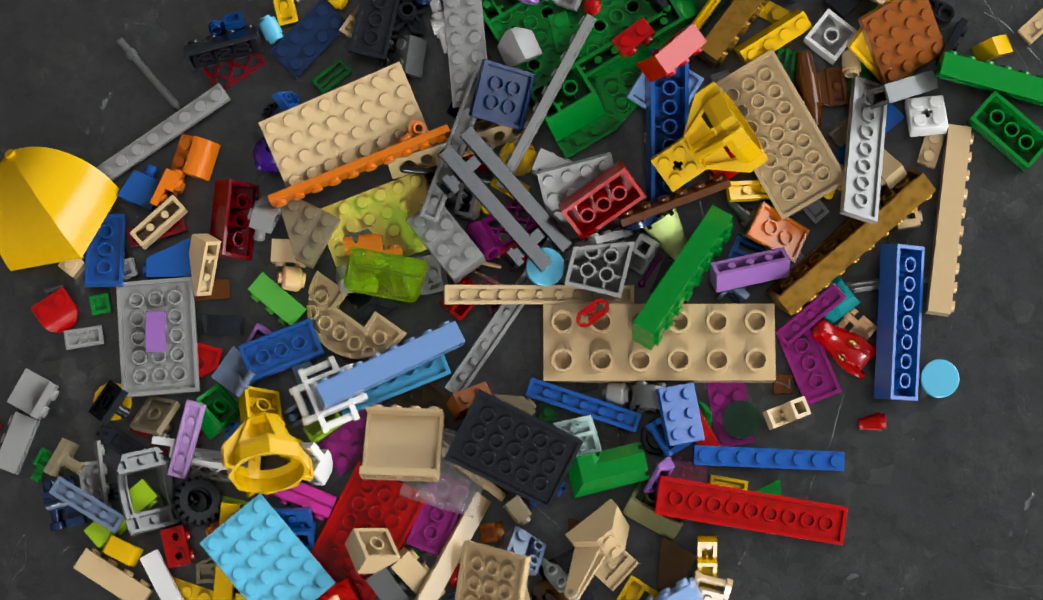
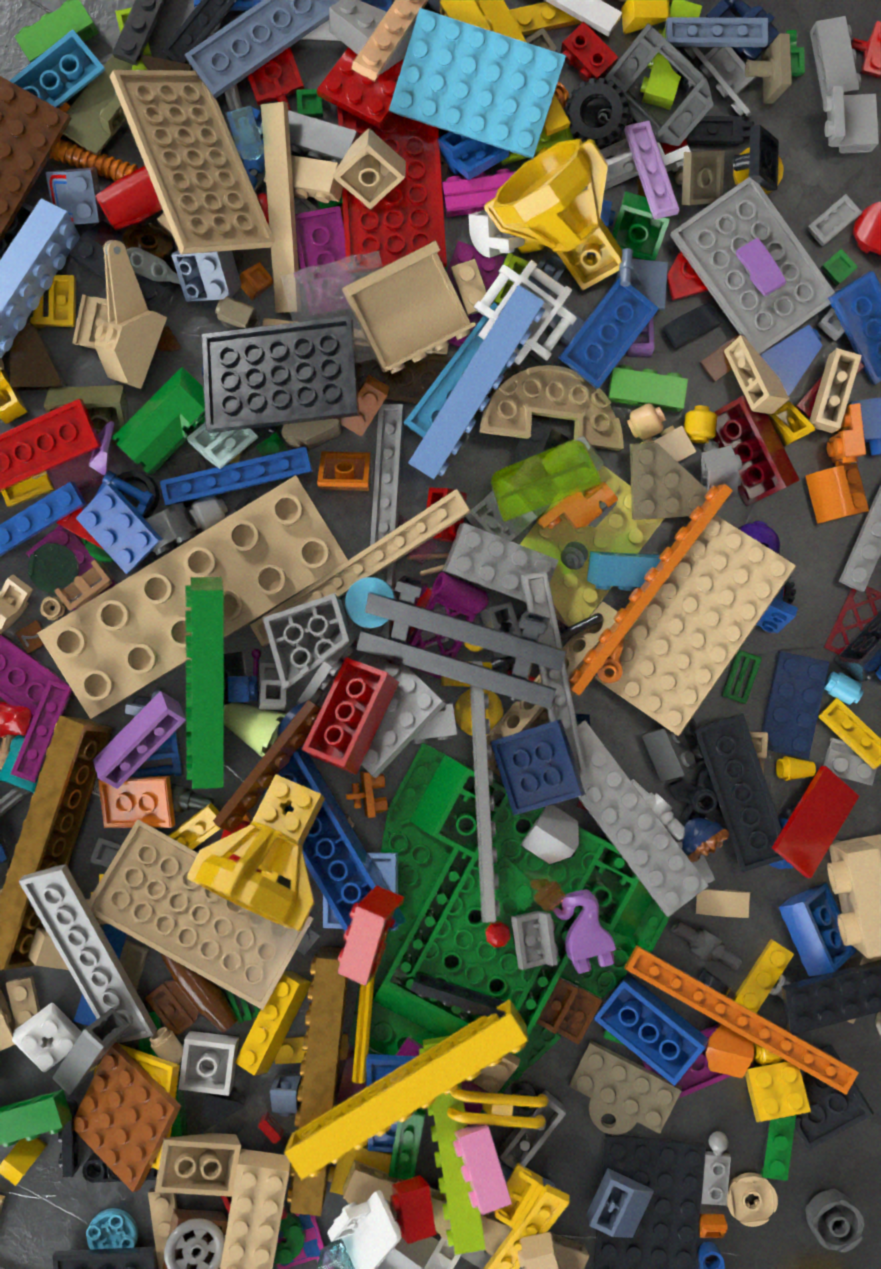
camera: 155 degrees right, 5 degrees up
(197, 219) = (790, 423): none -> yellow slope
(257, 255) = (700, 424): none -> yellow head
(352, 438) = (469, 284): none -> tan plate
(368, 192) = (619, 569): none -> dark azure brick
(393, 219) = (574, 555): none -> dark grey wheel
(509, 368) = (344, 471): none -> orange slope
(544, 11) = (548, 894): none -> clear orange piece
(589, 310) = (278, 579): red beam -> none
(624, 139) = (371, 805): none -> orange hips
(633, 38) = (427, 926): red brick -> none
(662, 263) = (242, 688): none -> blue brick
(725, 392) = (86, 586): none -> medium nougat window
(758, 390) = (46, 608): none -> tan plate

